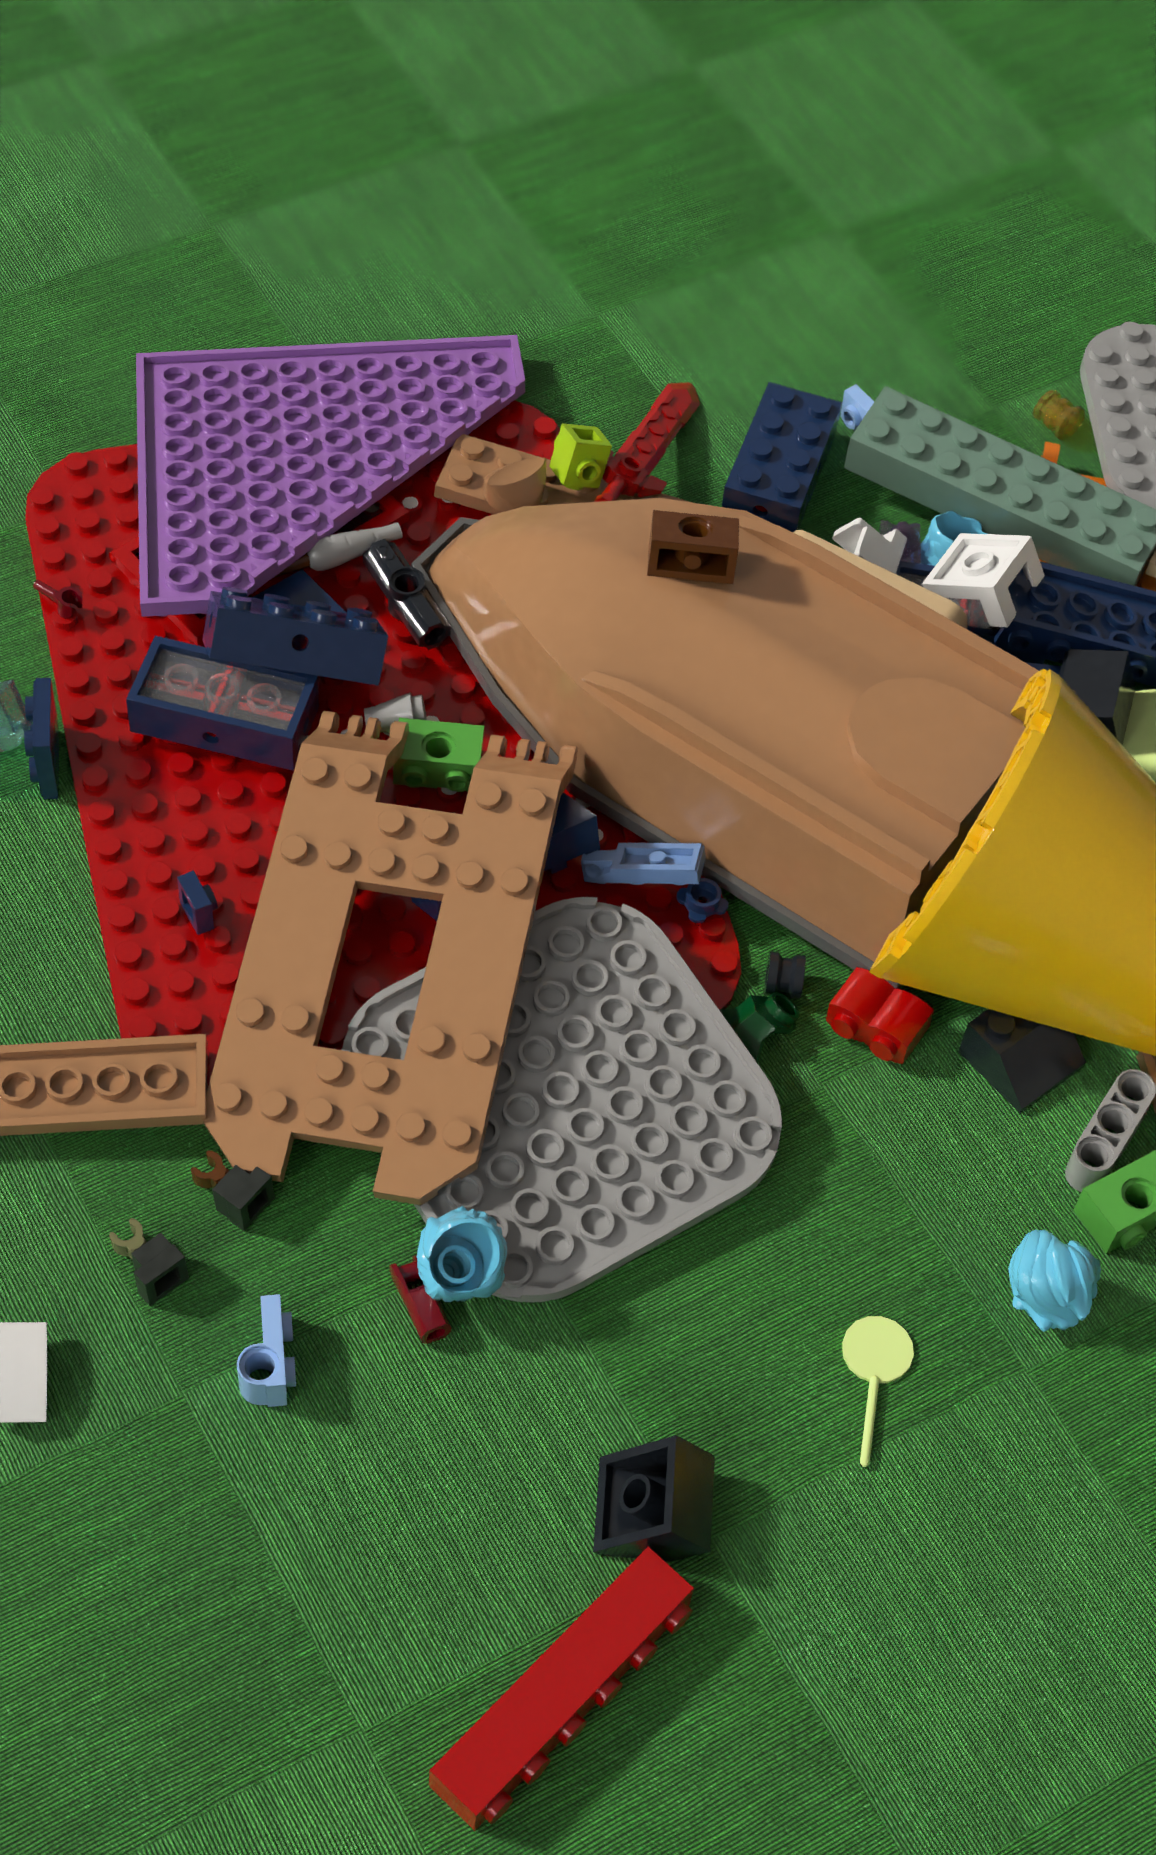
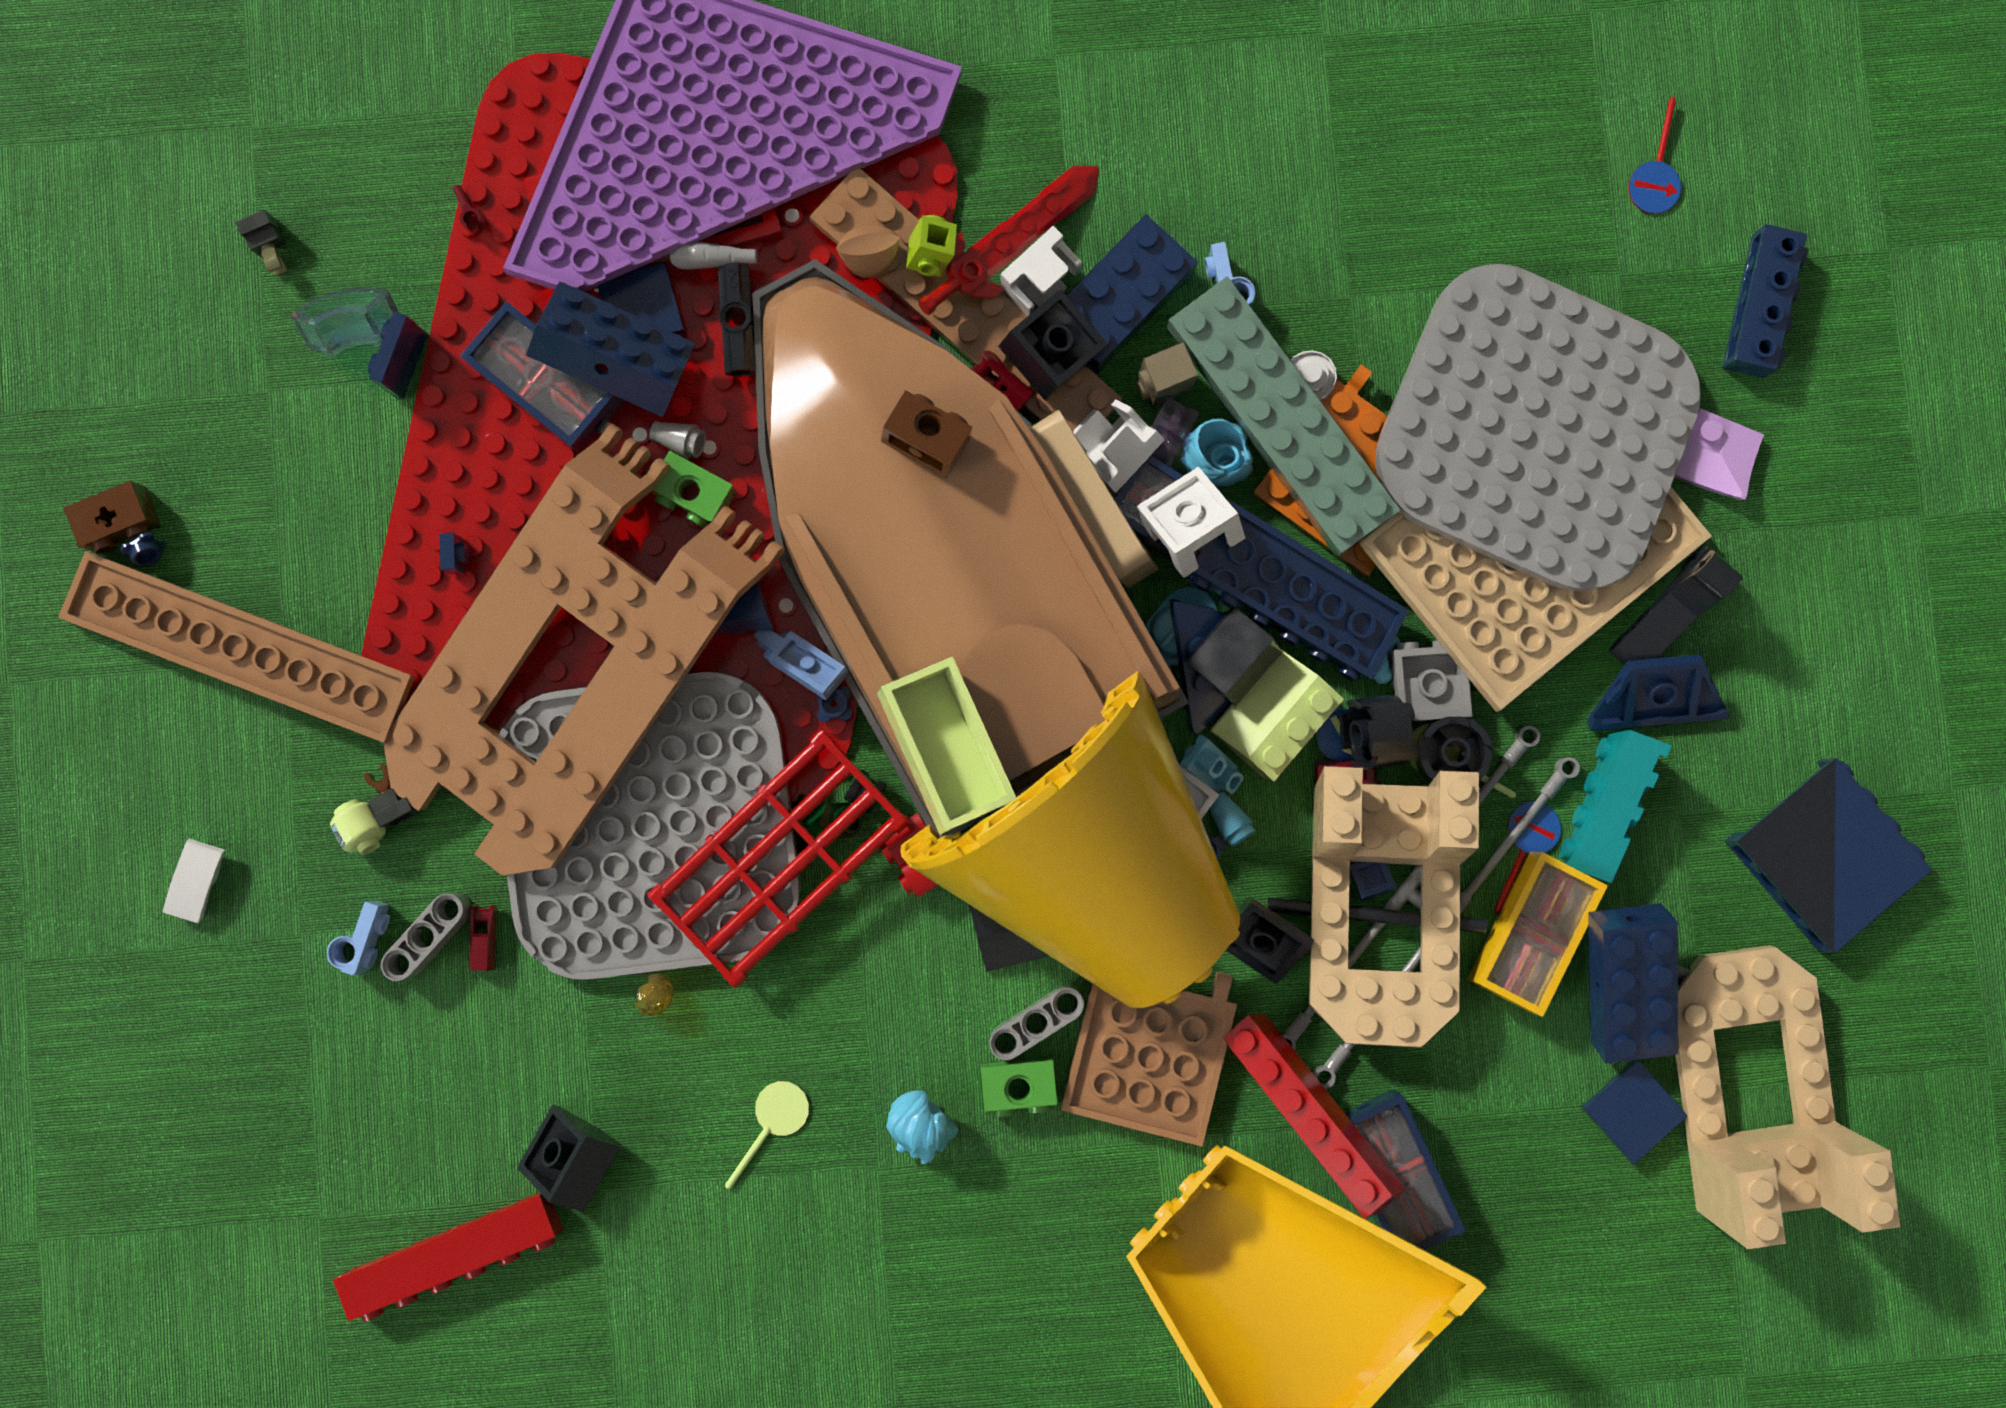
camera: 30 degrees right, 30 degrees up
(156, 1262) = (312, 836): pearl dark grey piece -> none
(208, 1229) = (356, 827): none -> yellowish green head
(351, 1339) = (410, 942): none -> light grey beam
(461, 1255) = (508, 936): medium azure hair -> none
(665, 1271) = (655, 995): none -> clear yellow plate
(691, 440) = (1038, 272): none -> white panel
(740, 1100) = (740, 869): none -> red door
(750, 487) = (1052, 344): none -> black slope
(872, 492) = (1166, 375): none -> dark tan brick
(883, 790) = (946, 745): none -> yellowish green piece
(1058, 414) = (1394, 322): clear yellow bush -> none

